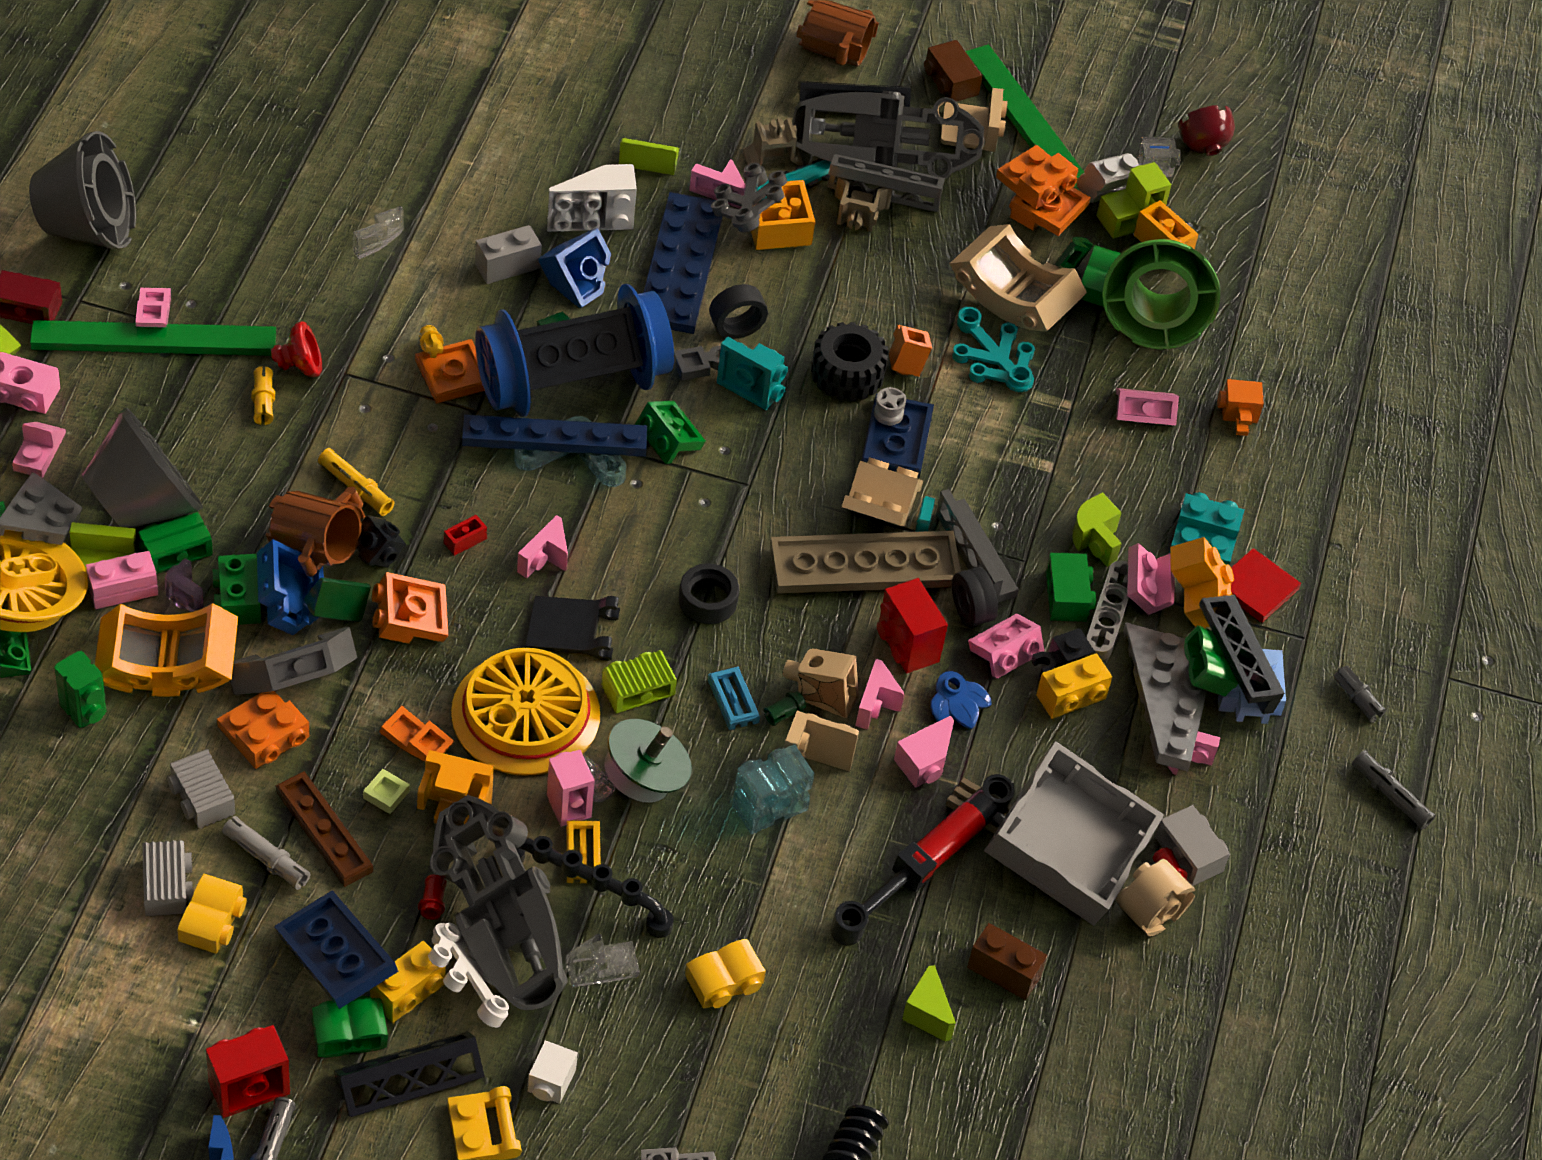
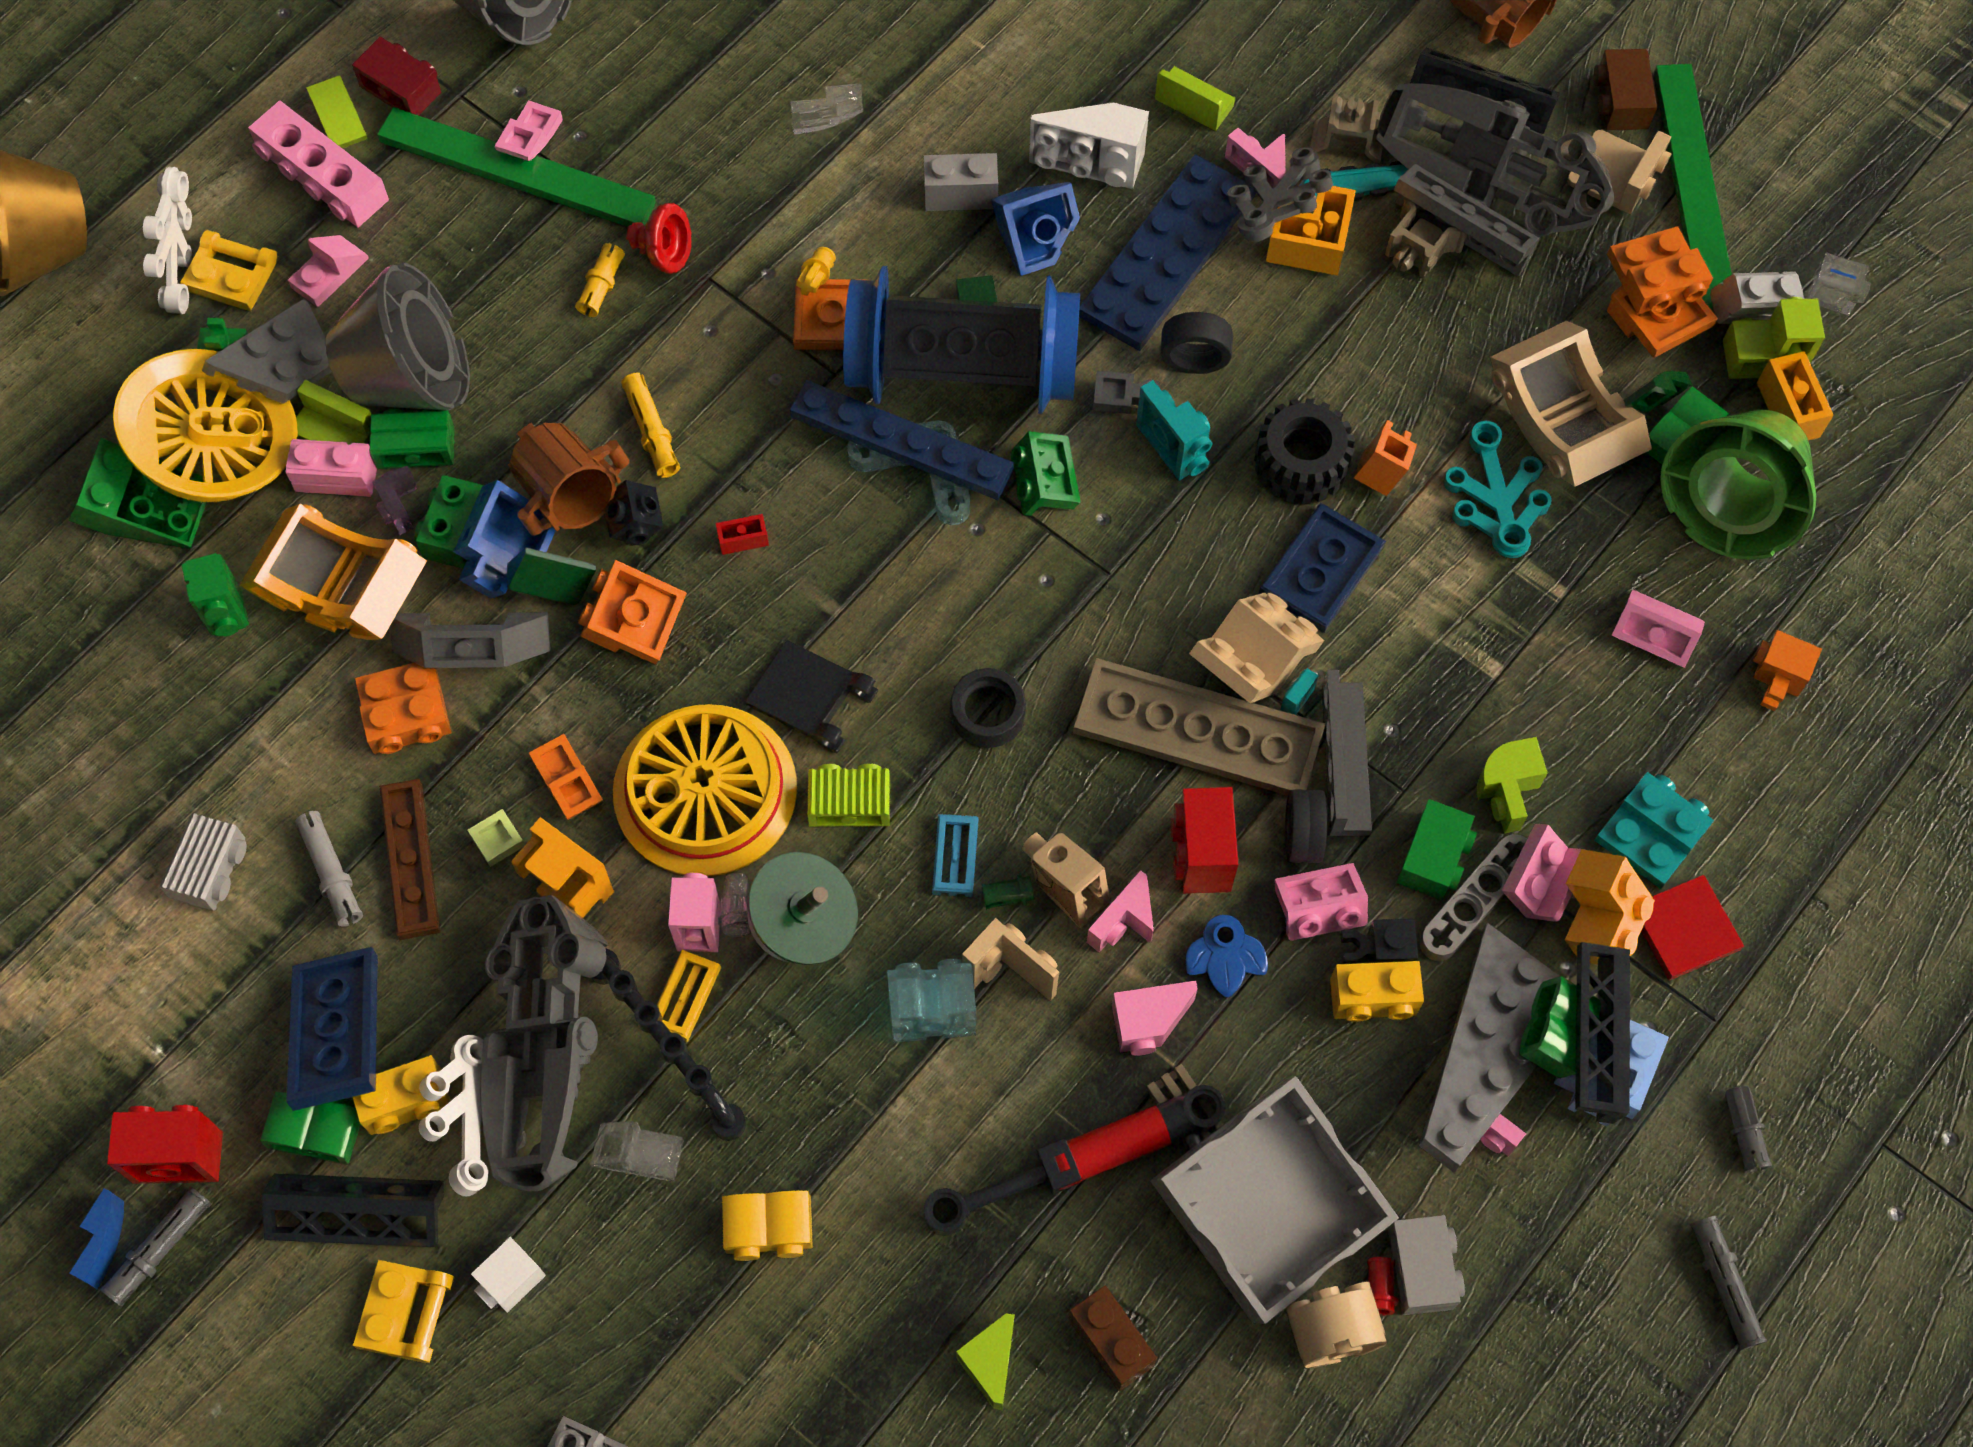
camera: 30 degrees right, 15 degrees up
(202, 789) = (294, 762): light grey brick -> none
(211, 913) = (231, 925): yellow brick -> none
(432, 903) = (481, 998): red pin -> none
(546, 545) = (827, 578): bright pink slope -> none
(890, 406) = (1331, 524): light grey wheel -> none
(1208, 129) = (1922, 267): dark red cylinder -> none

